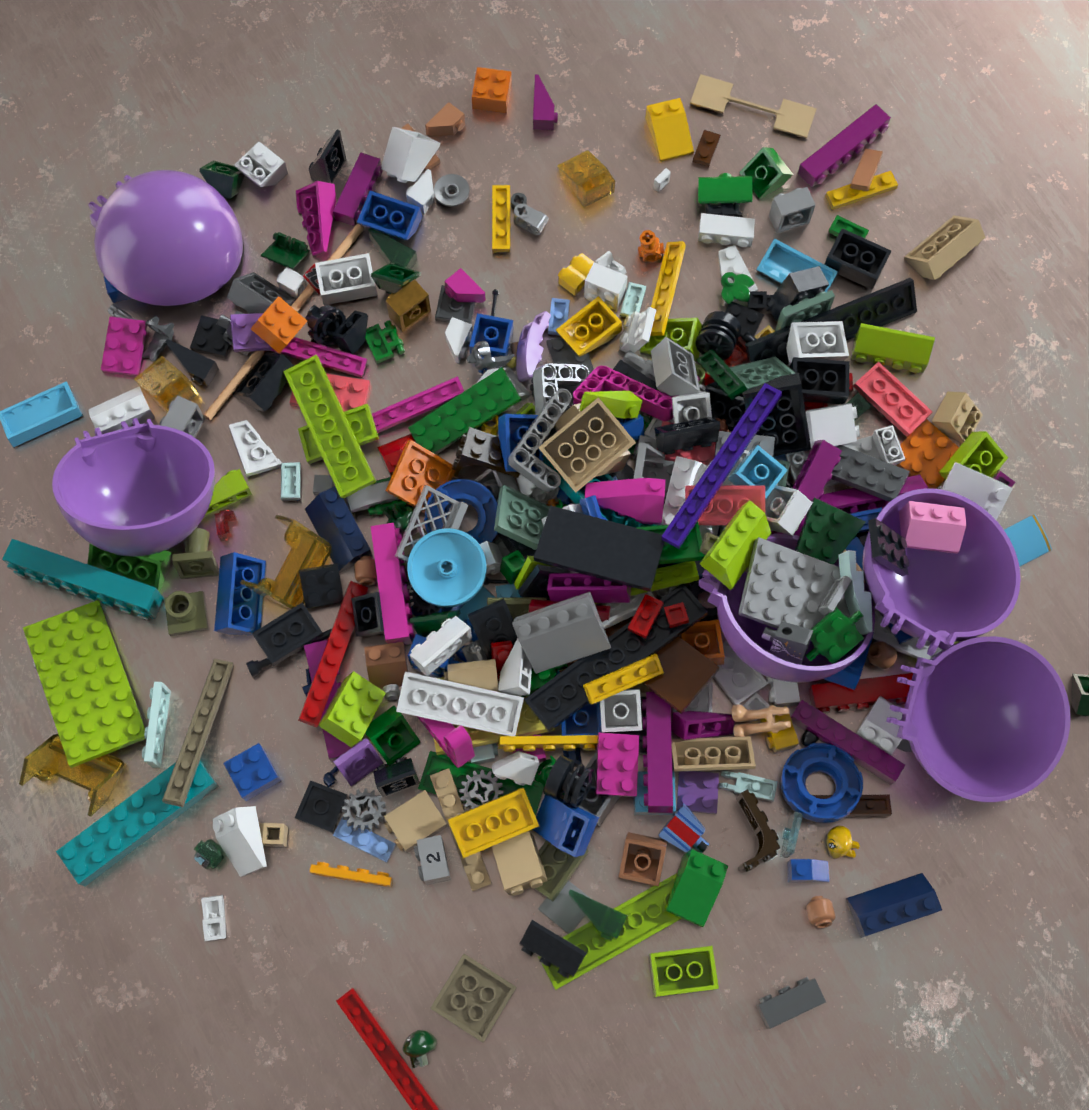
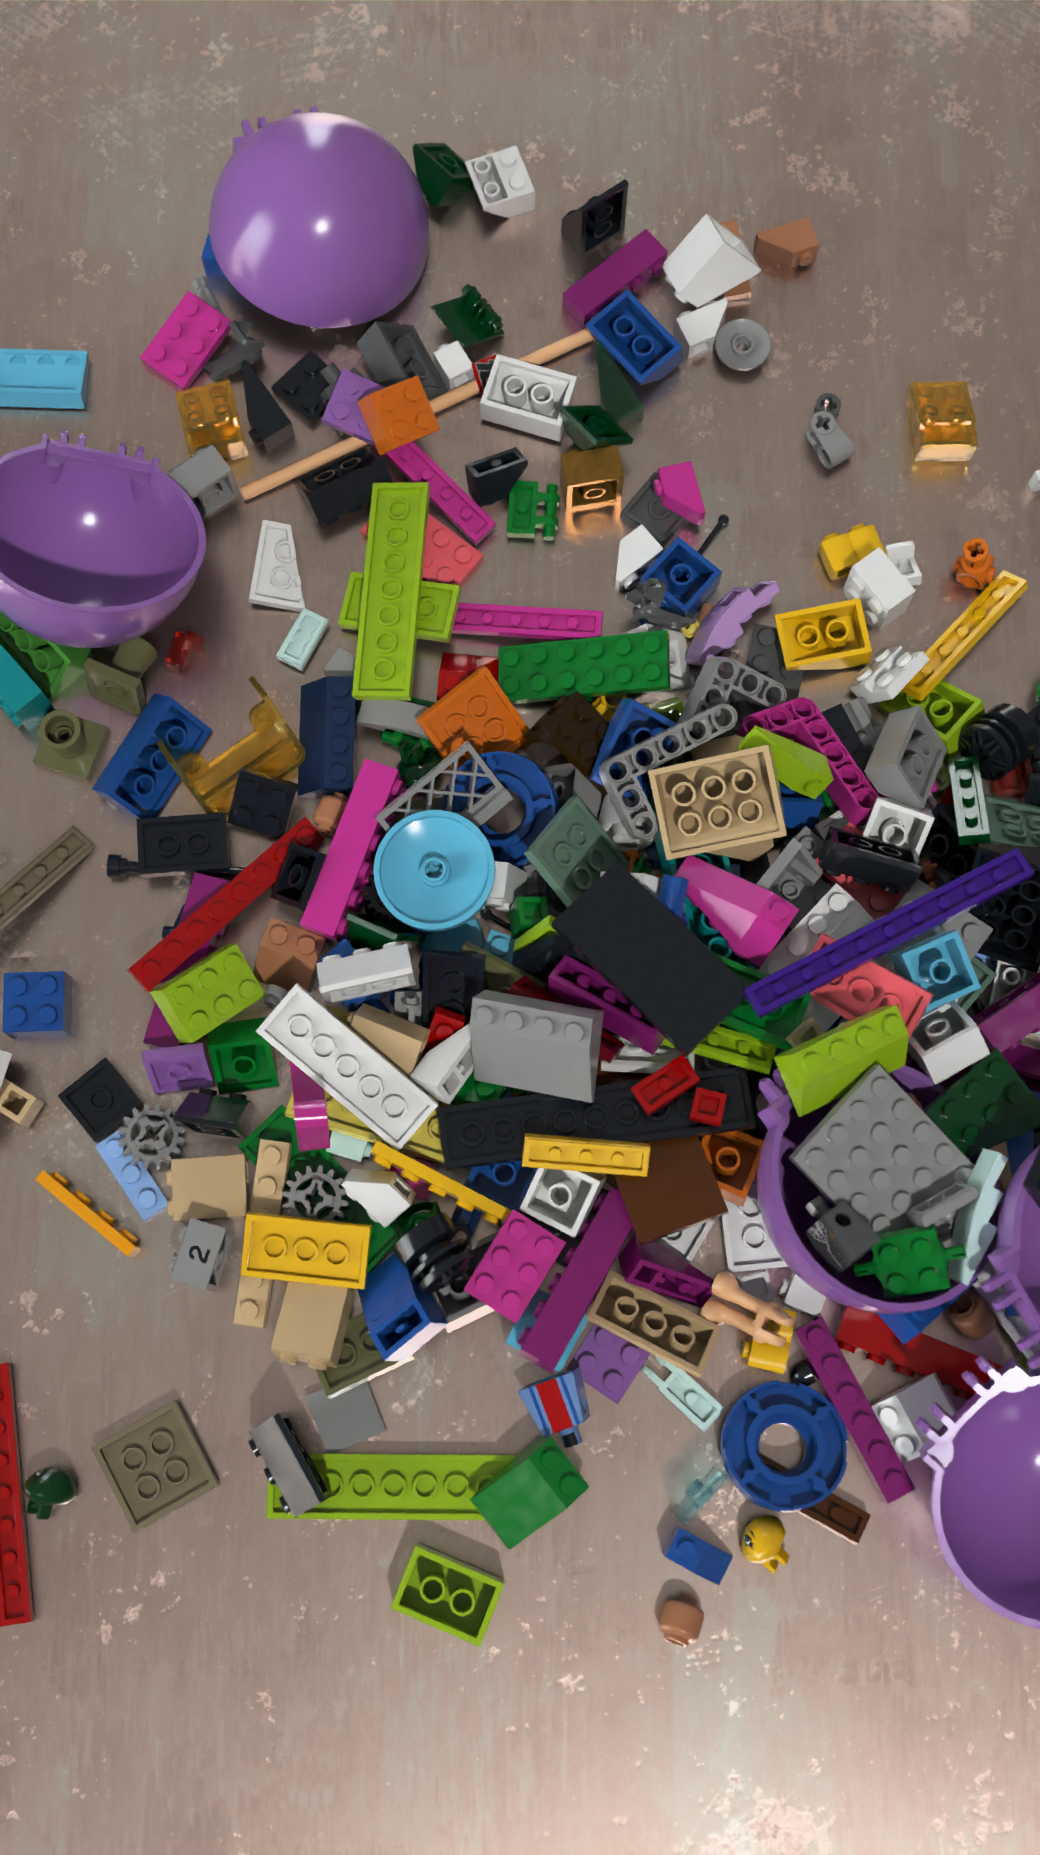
camera: 30 degrees right, 5 degrees up
(124, 407) = (136, 425): white slope -> none
(228, 490) = (211, 609): lime slope -> none
(317, 206) = (546, 273): dark pink wedge -> none
(324, 323) = (463, 444): black piece -> none
(328, 778) = (132, 1068): dark blue hand -> none
(491, 90) = (878, 229): orange brick -> none
(500, 218) = (789, 419): yellow plate -> none
(544, 108) = (935, 293): magenta slope -> none
(559, 314) = (793, 594): light blue plate -> none
(603, 918) = (380, 1461): clear green slope -> none
(633, 299) = (908, 627): light aqua plate -> none
(643, 859) = (481, 1410): nougat slope -> none
(766, 837) = (664, 1480): dark brown bracket -> none
(790, 1002) = (569, 1719): dark grey brick -> none
(893, 904) = (788, 1669): dark blue slope -> none

